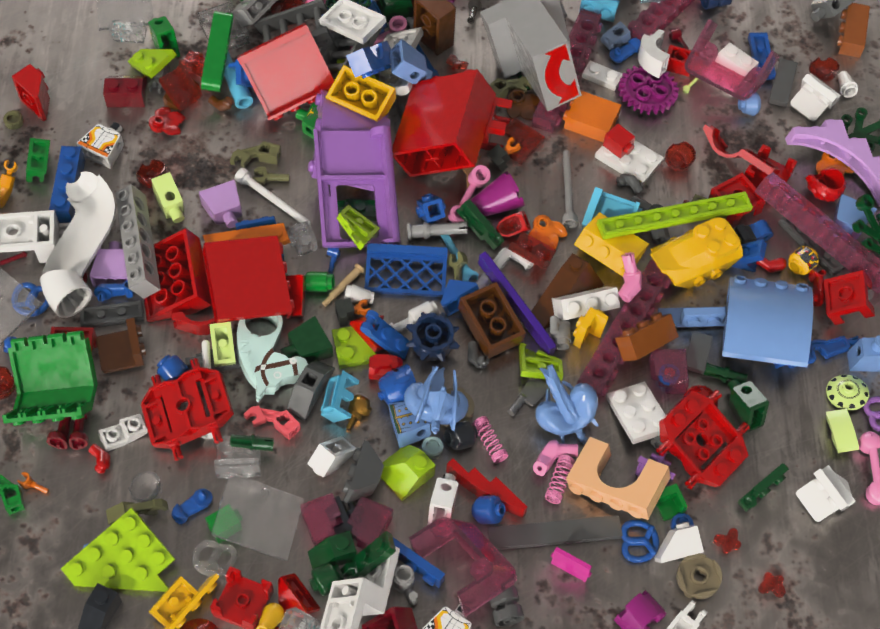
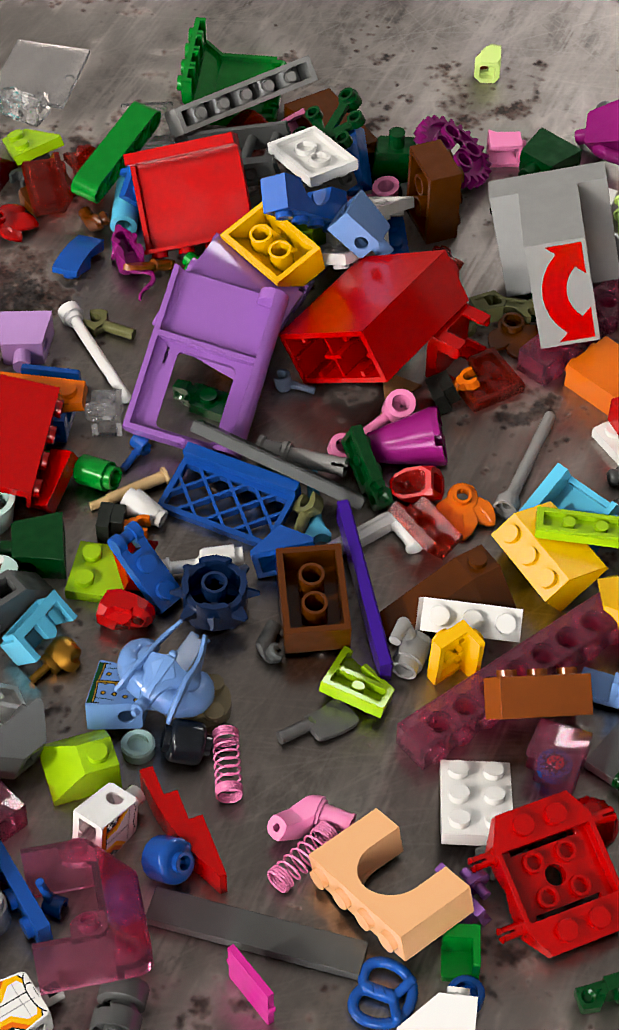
camera: 25 degrees right, 10 degrees down
(161, 31) = (61, 117): green torso -> none
(226, 133) = (77, 256): none -> blue slope
(258, 151) = (118, 293): olive piece -> none
(260, 123) = (127, 250): none -> magenta animal
(277, 126) = (153, 265): none -> dark orange piece
(357, 226) = (180, 411): lime wing -> none
(394, 384) = (119, 632): blue helmet -> none
(400, 181) = (285, 383): none -> sand blue hand
(430, 240) = (278, 463): none -> dark grey tile
(434, 559) = (51, 902): none -> blue hand
(436, 209) = (303, 438): blue brick -> none
(570, 411) = (356, 760): medium blue hair -> none
(632, 278) = (553, 606): bright pink arm -> none

